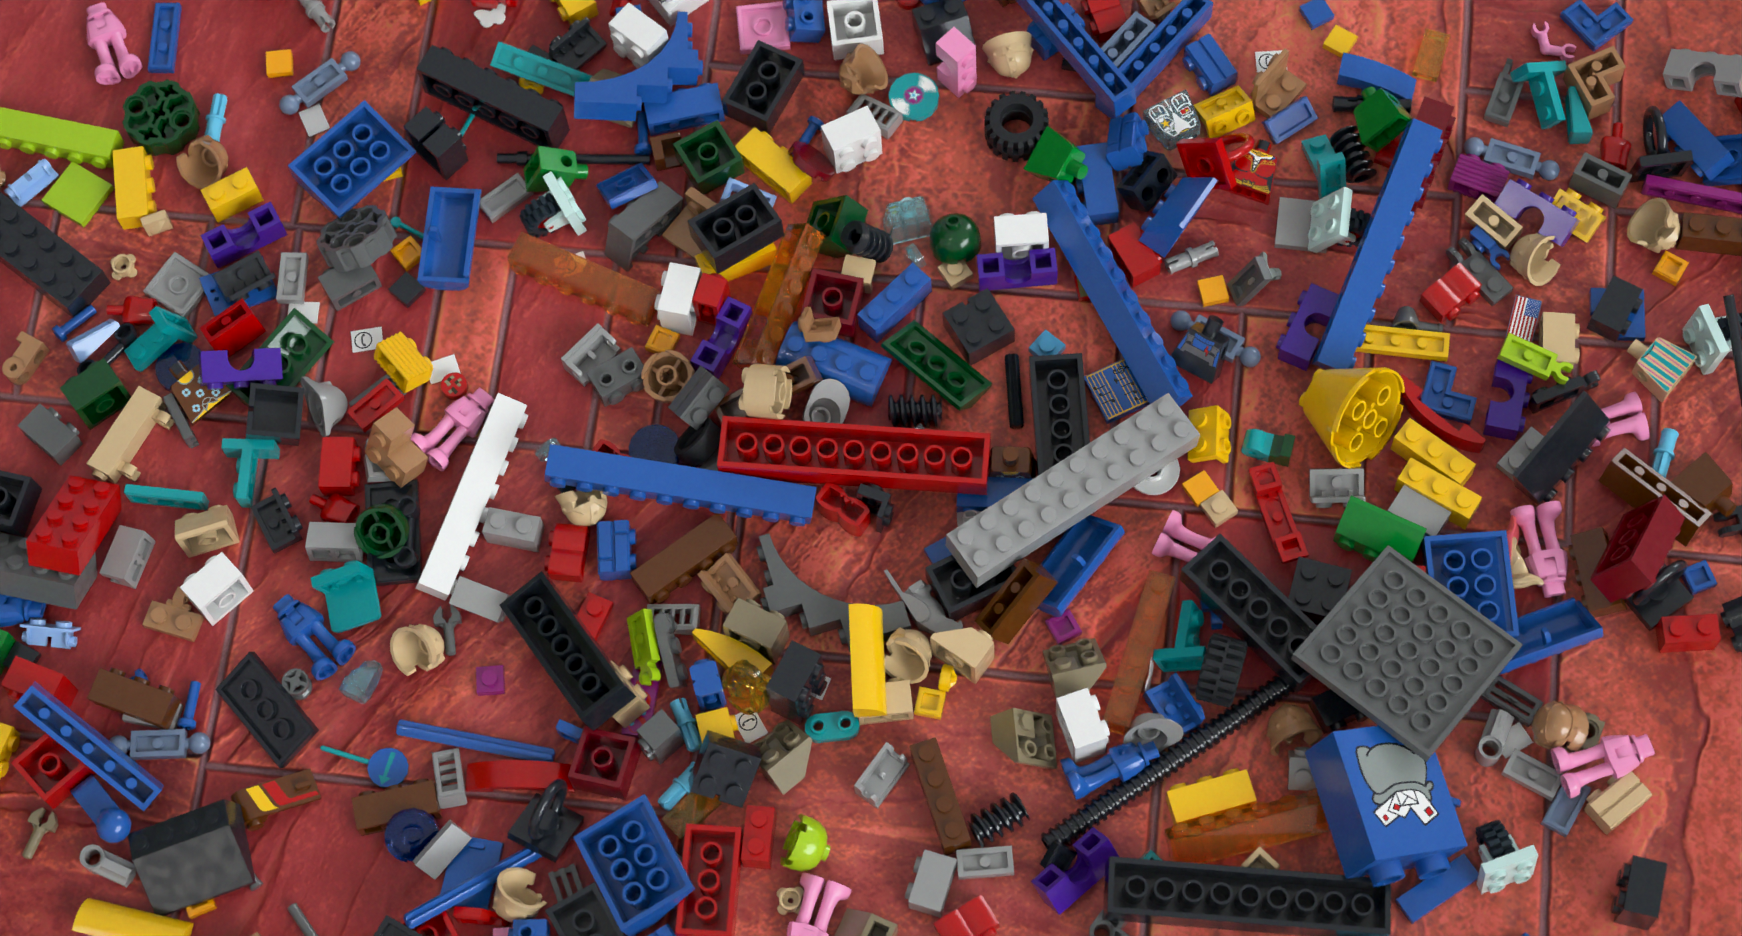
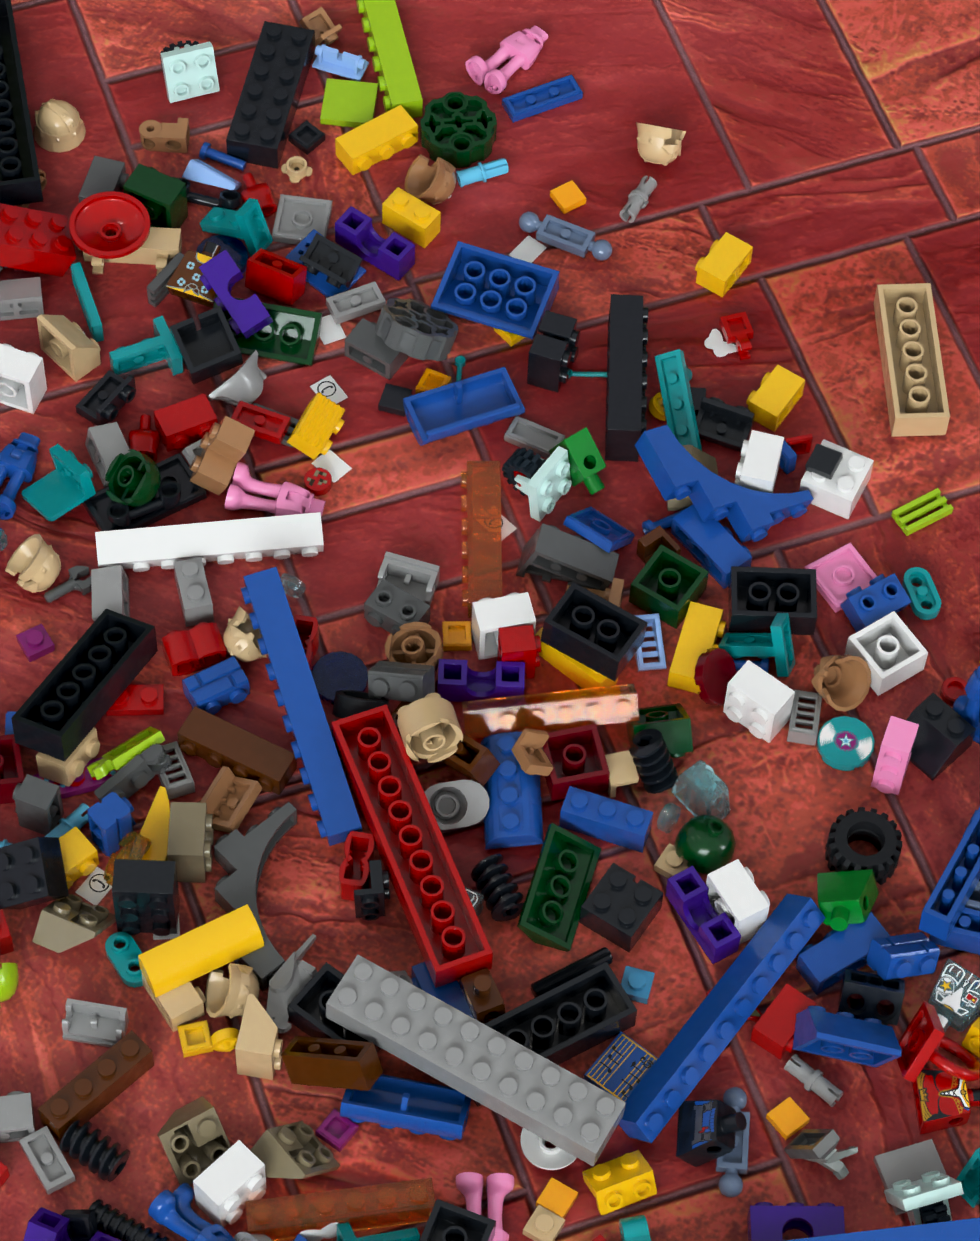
camera: 55 degrees right, 10 degrees down
(93, 244) = (306, 137): none -> black tile
(101, 429) = (109, 225): none -> red dish
(156, 223) = (351, 173): tan tile -> none
(522, 157) = (611, 483): black bar -> none
(799, 114) = (765, 645): none -> teal bracket
(1009, 53) = (940, 805): tan helmet -> none

